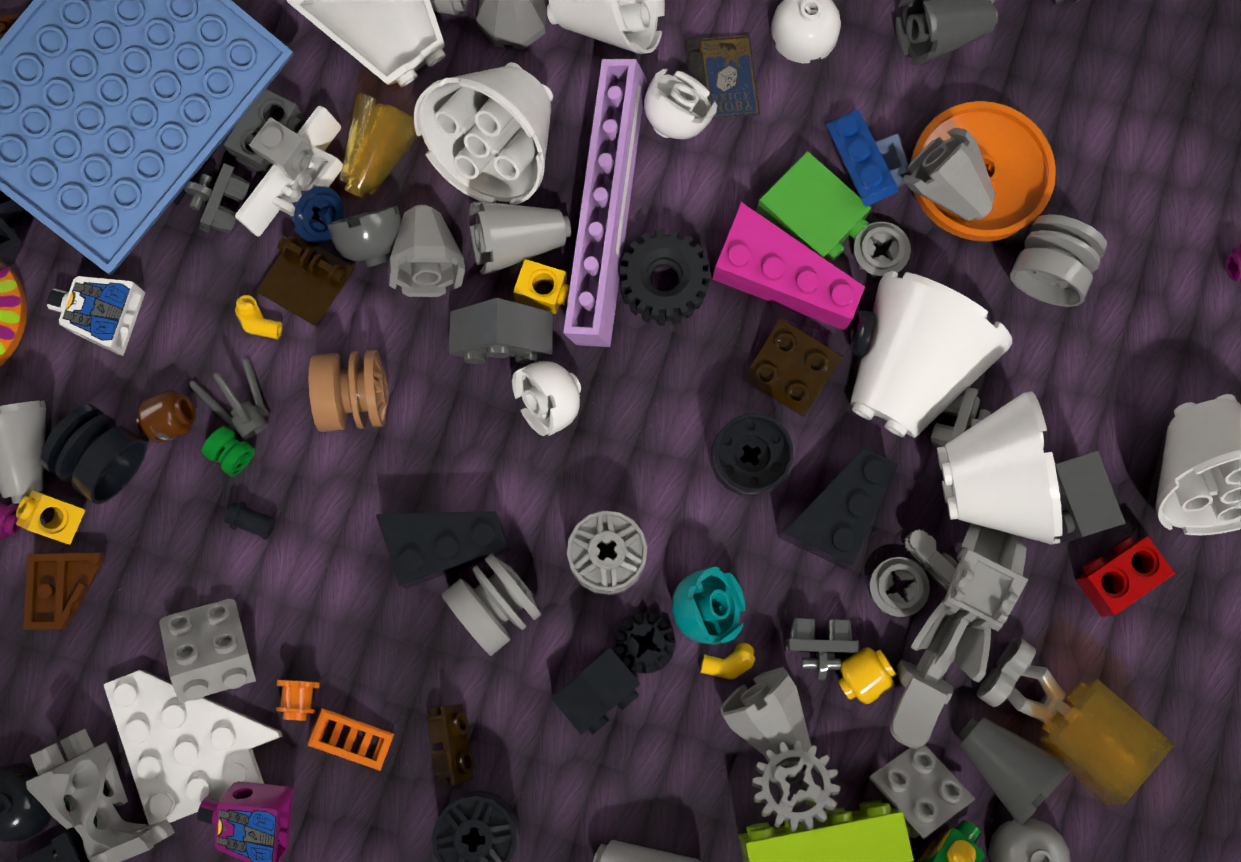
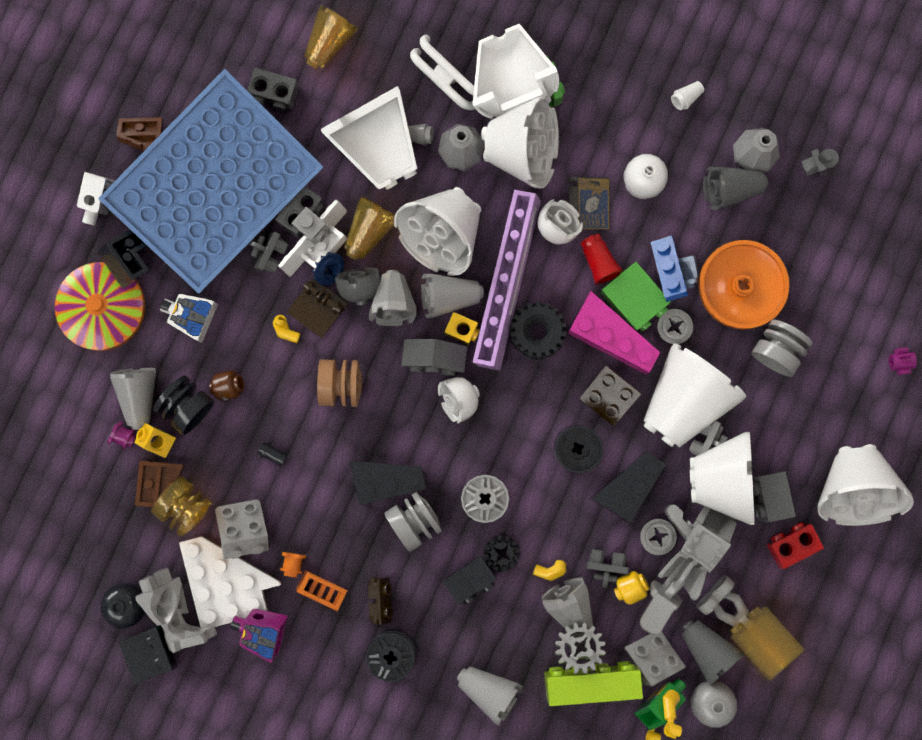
camera: 10 degrees right, 5 degrees up
(99, 621) = (183, 508): none -> clear yellow wheel
(228, 451) = (262, 410): green wheel -> none
(246, 419) = (275, 391): dark grey plant -> none
(708, 606) = (542, 537): teal cylinder -> none
(750, 157) = (600, 259): none -> red plant
(861, 332) = (655, 378): black piece -> none
(953, 176) = (722, 289): light grey cone -> none

